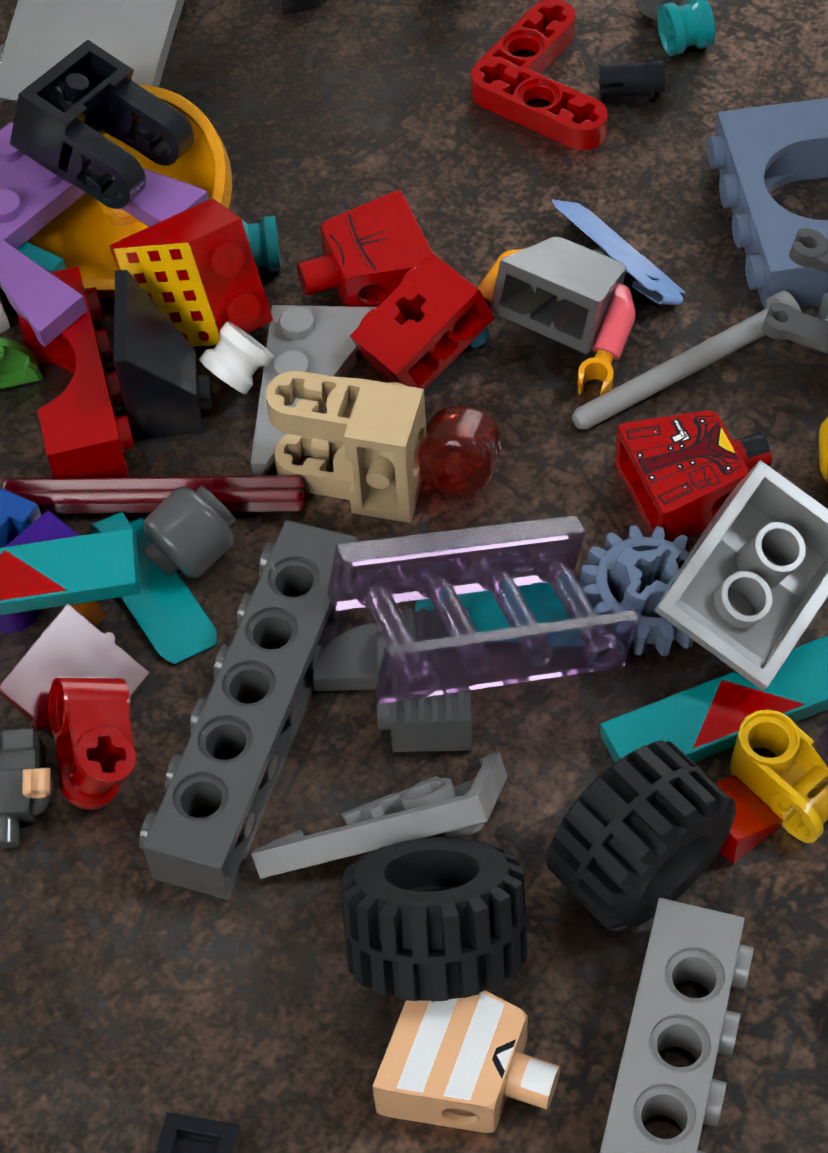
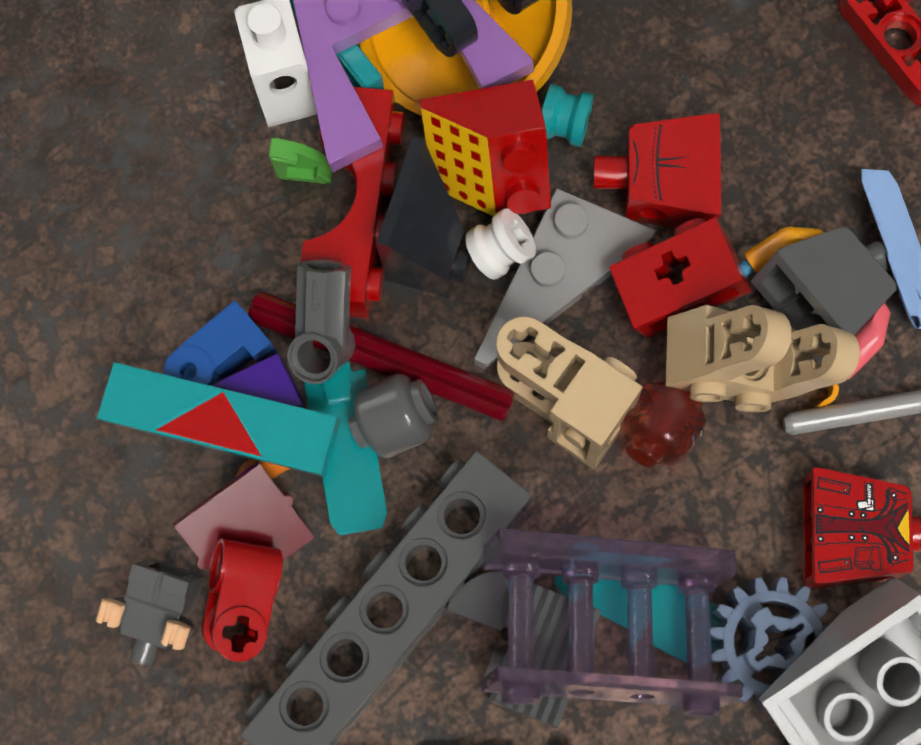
camera: 25 degrees right, 20 degrees up
(83, 452) = (321, 316): none -> dark grey piece
(505, 364) = (753, 356): none -> tan brick

